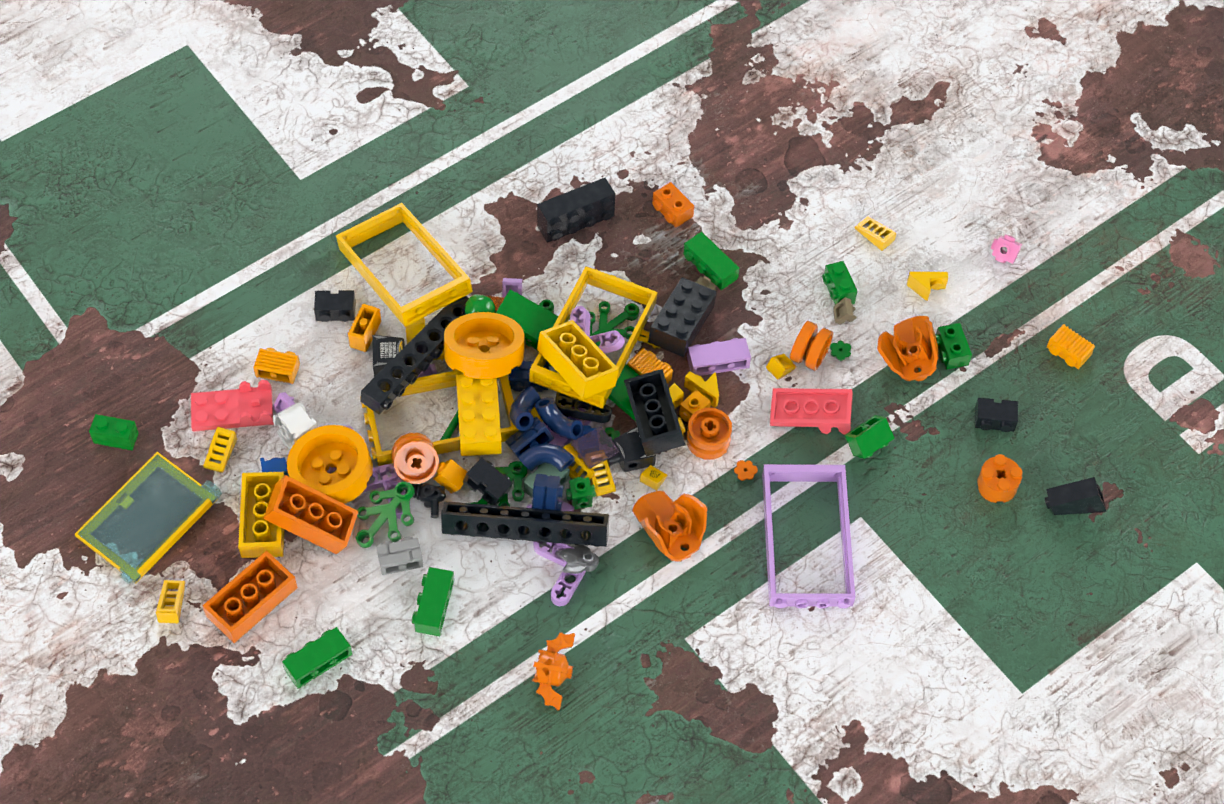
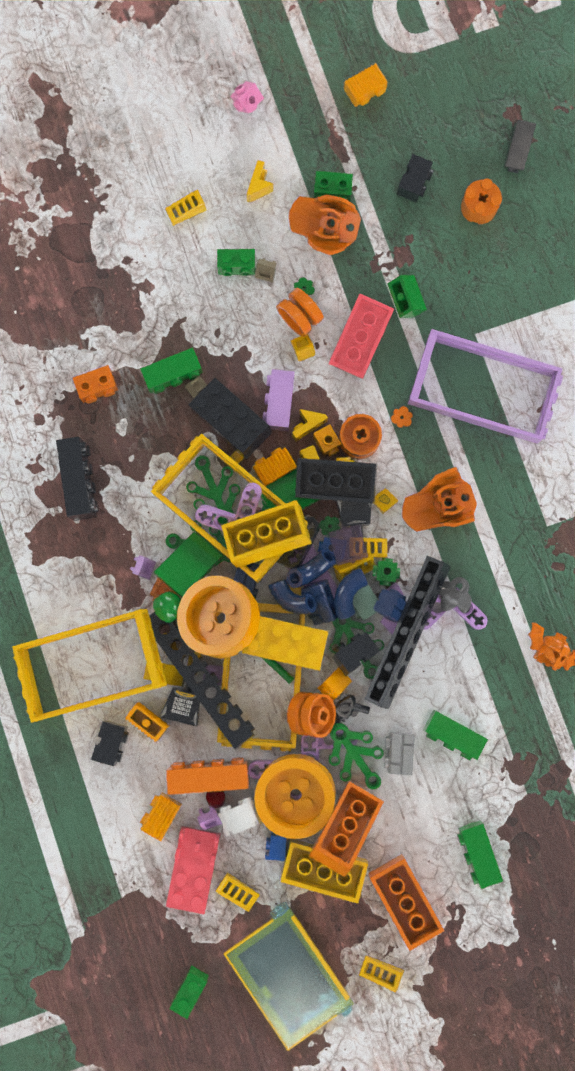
camera: 70 degrees left, 25 degrees up
(310, 405) = (215, 799): none -> dark red tile
(327, 387) = (207, 776): none -> orange brick

